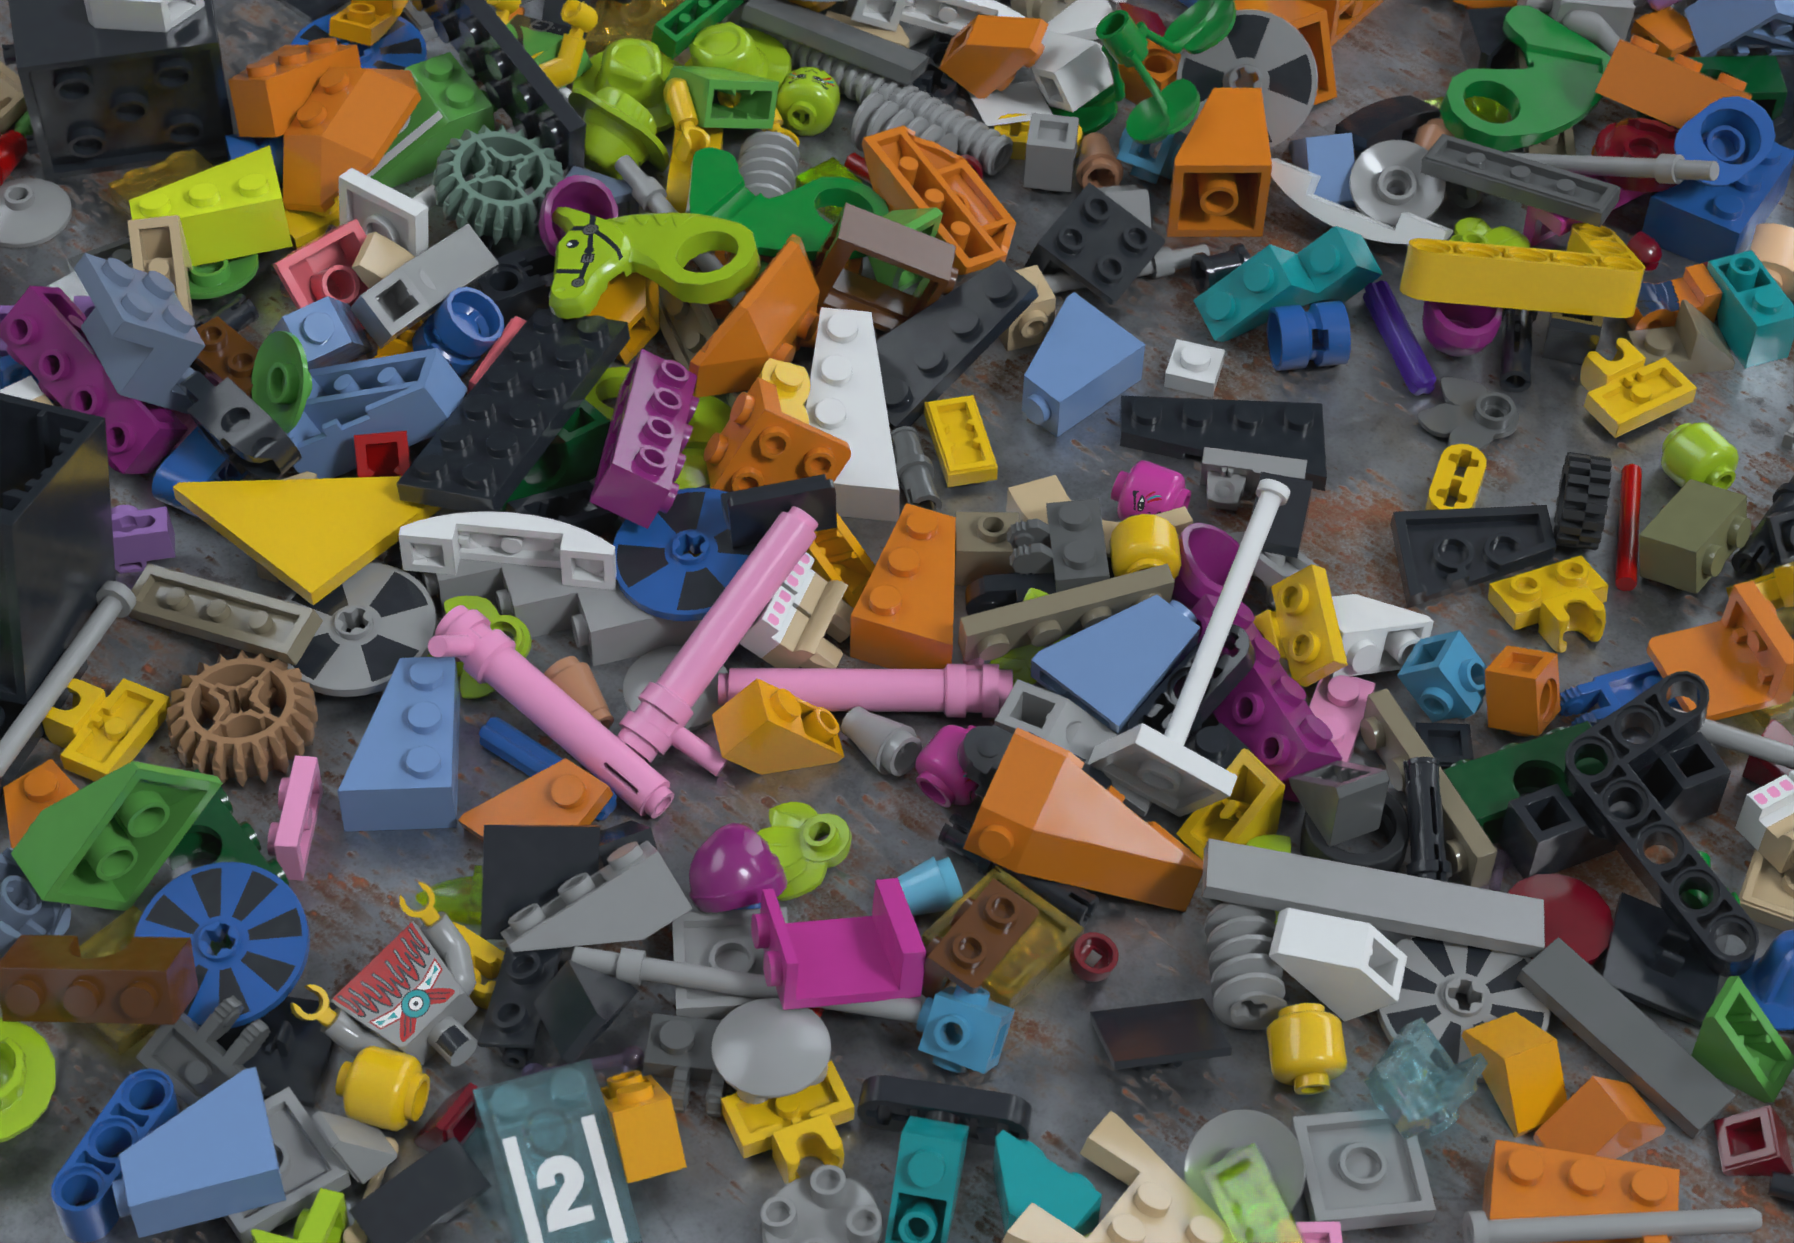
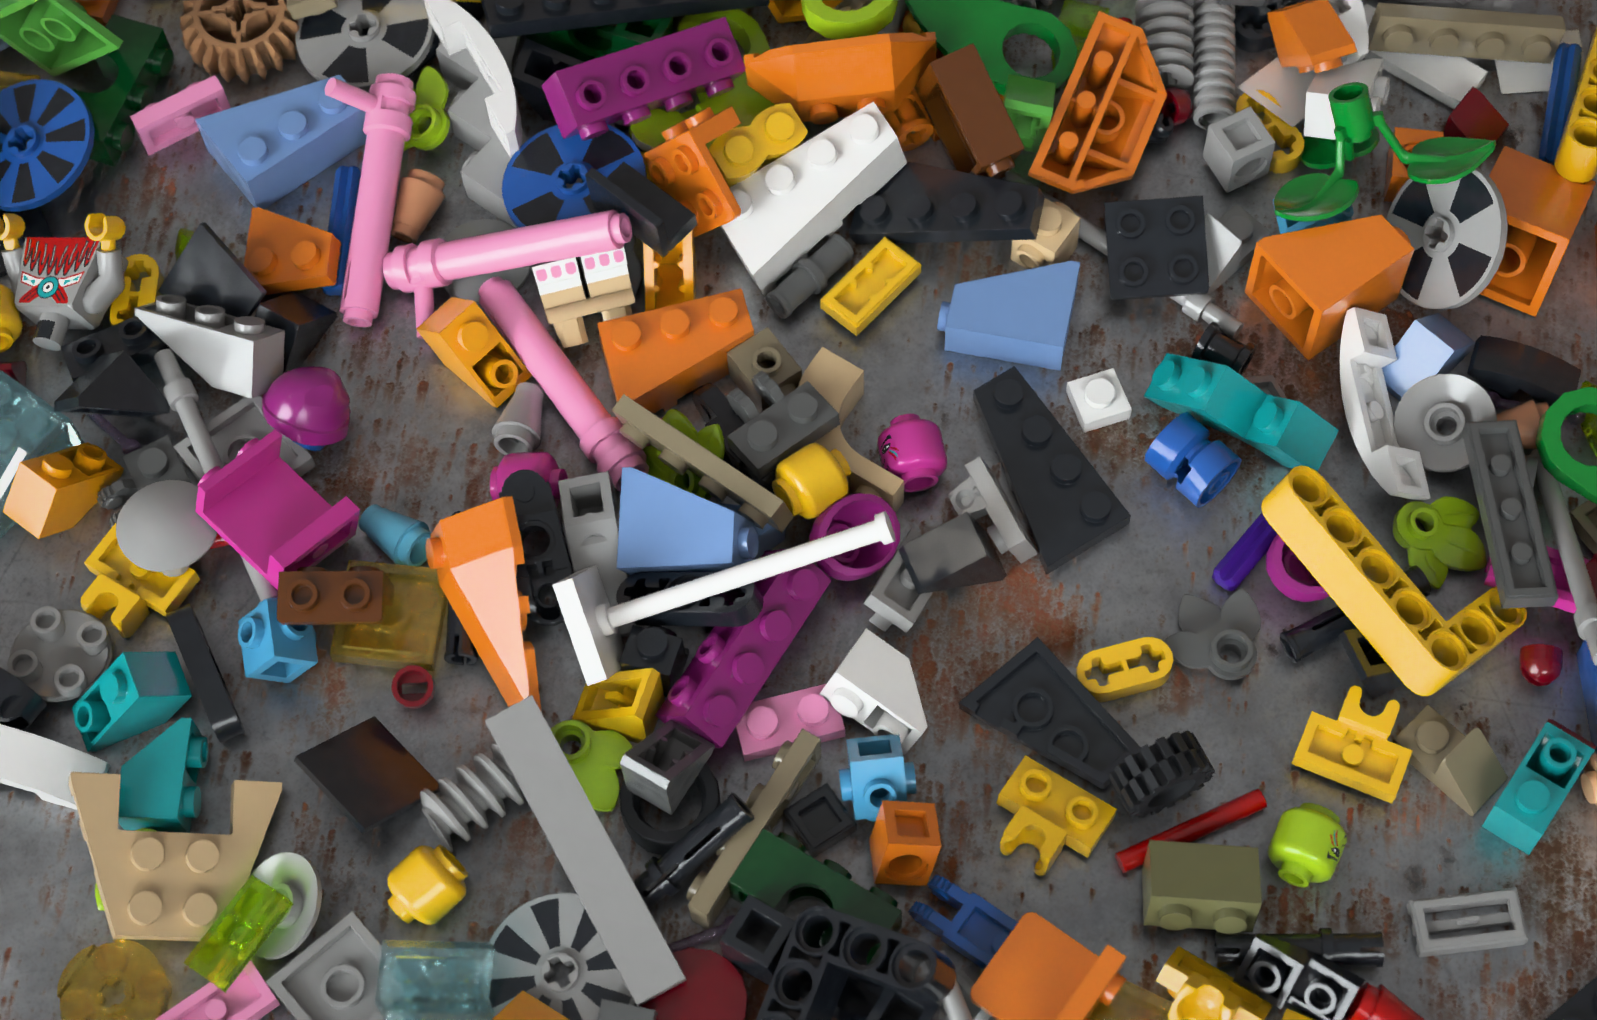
camera: 60 degrees right, 15 degrees up
(794, 841) = (384, 431): lime plate -> none
(1098, 162) = (1257, 191): nougat cone -> none
(1304, 626) = (830, 639): yellow plate -> none
(1339, 961) = (507, 855): white slope -> none
(1660, 302) = (1504, 725): orange leg -> none

